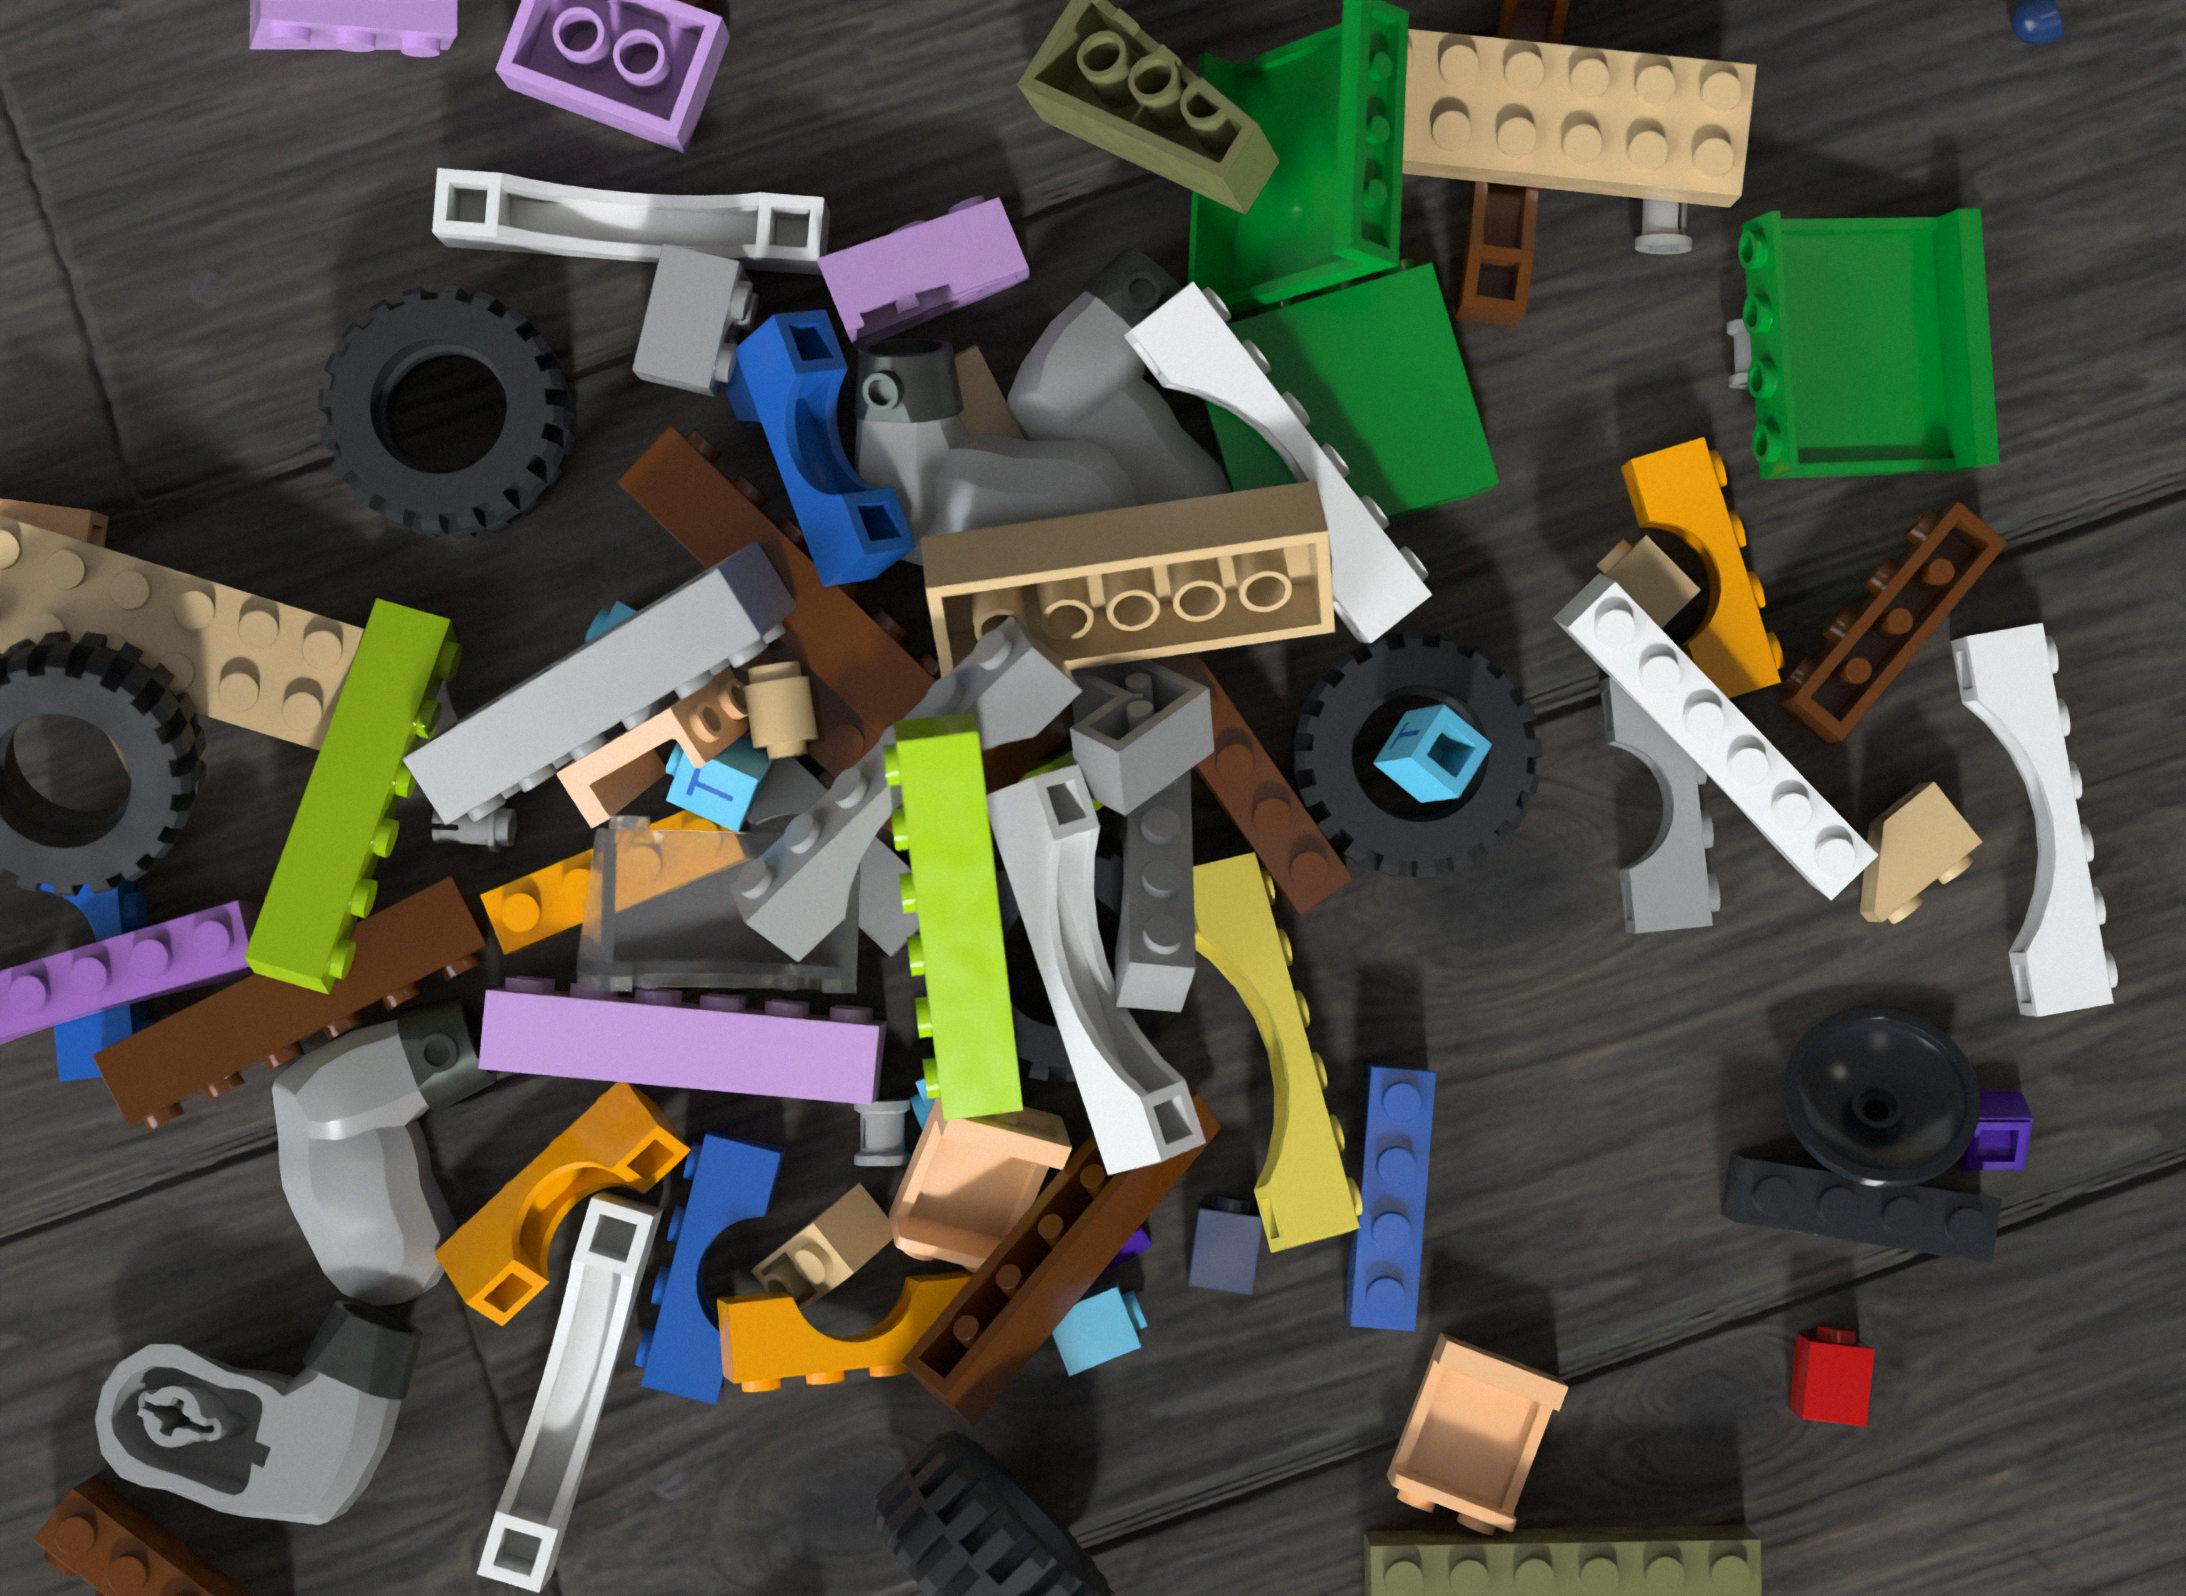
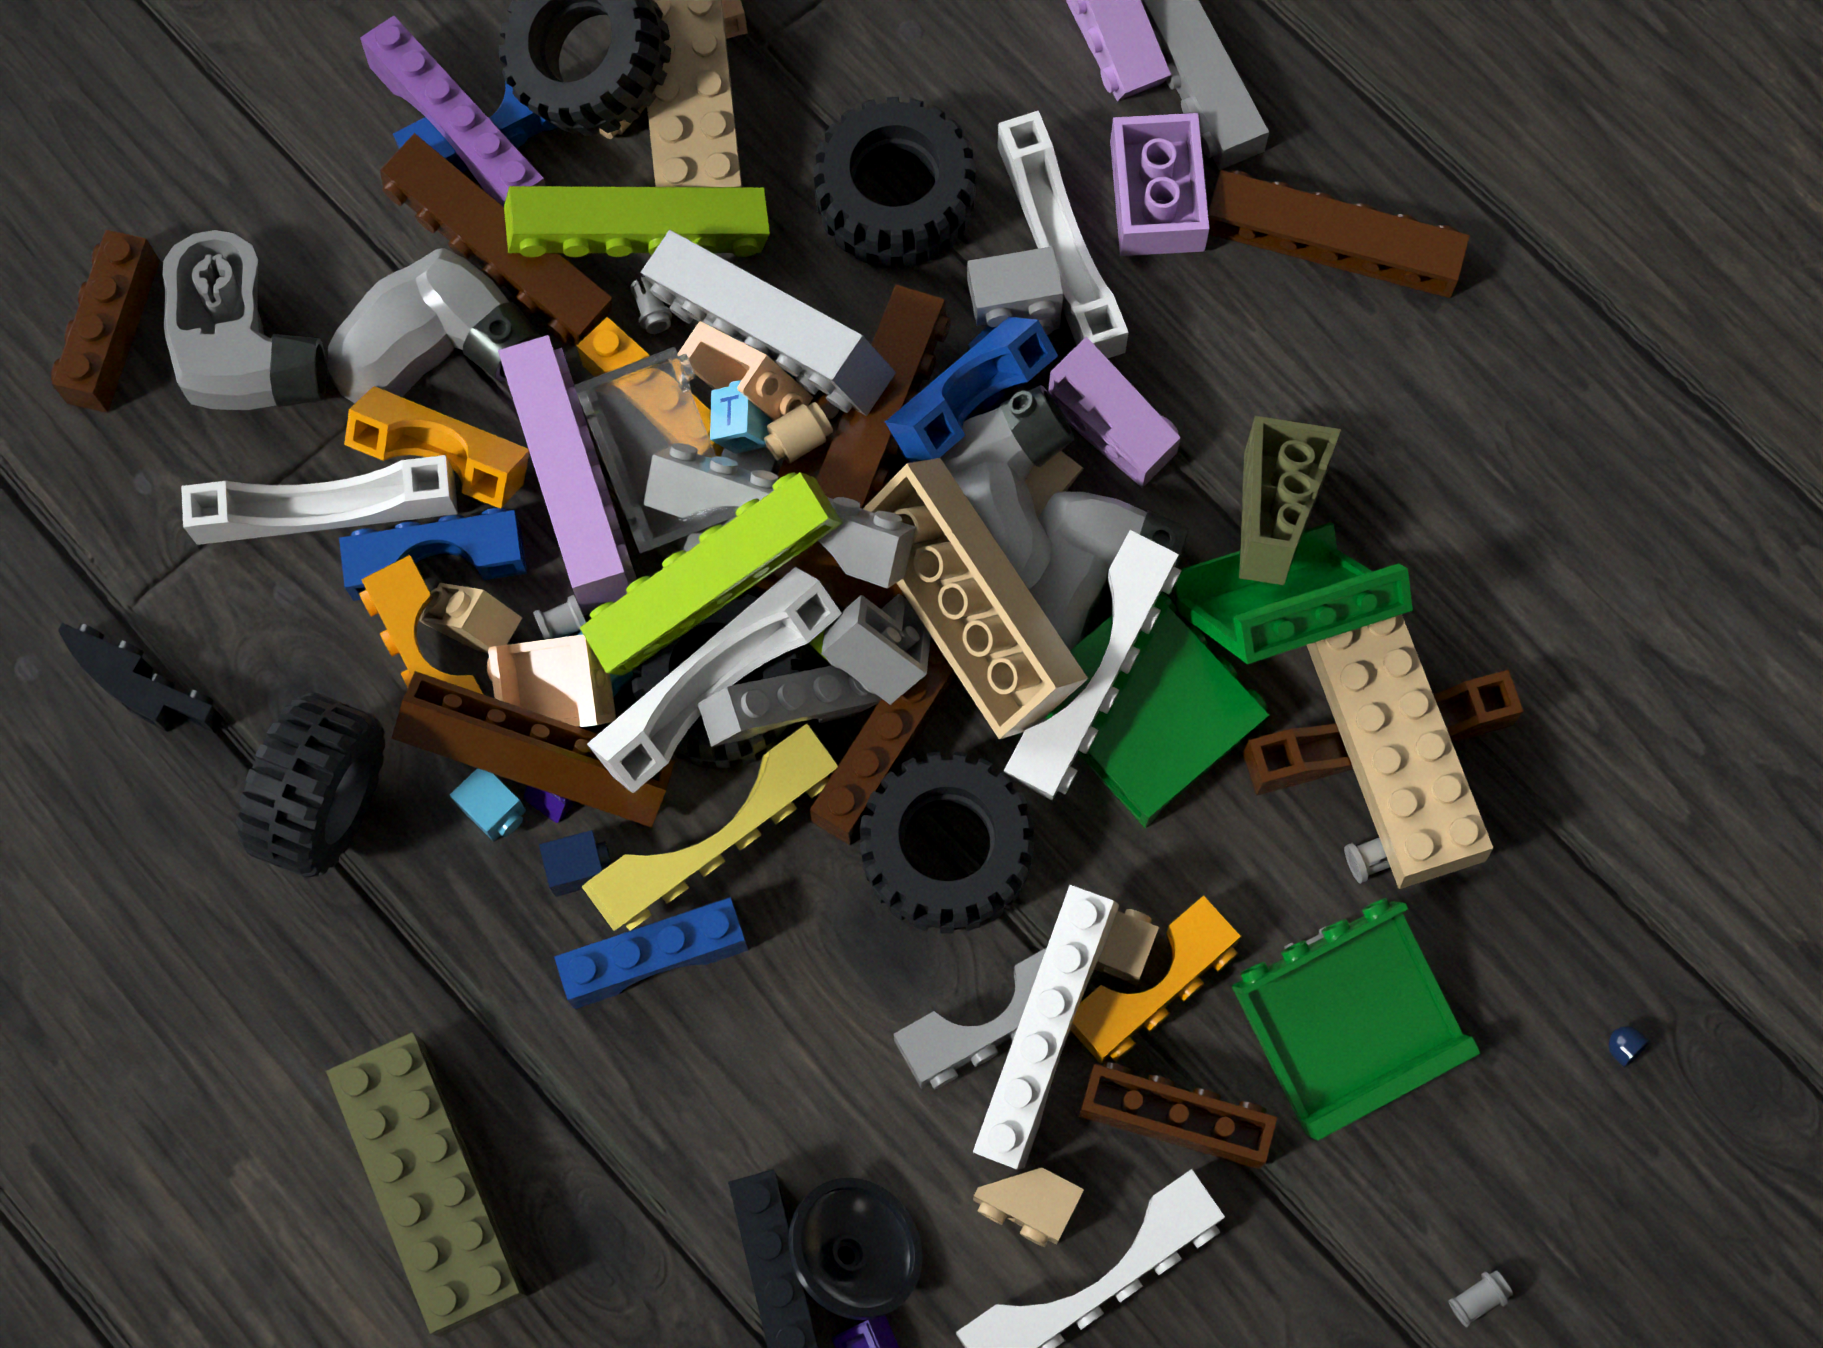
camera: 70 degrees right, 15 degrees down
(1432, 753) = (948, 831): medium azure brick -> none
(1473, 1434) = (515, 1080): light nougat panel -> none
(1832, 1376) = (651, 1304): red brick -> none

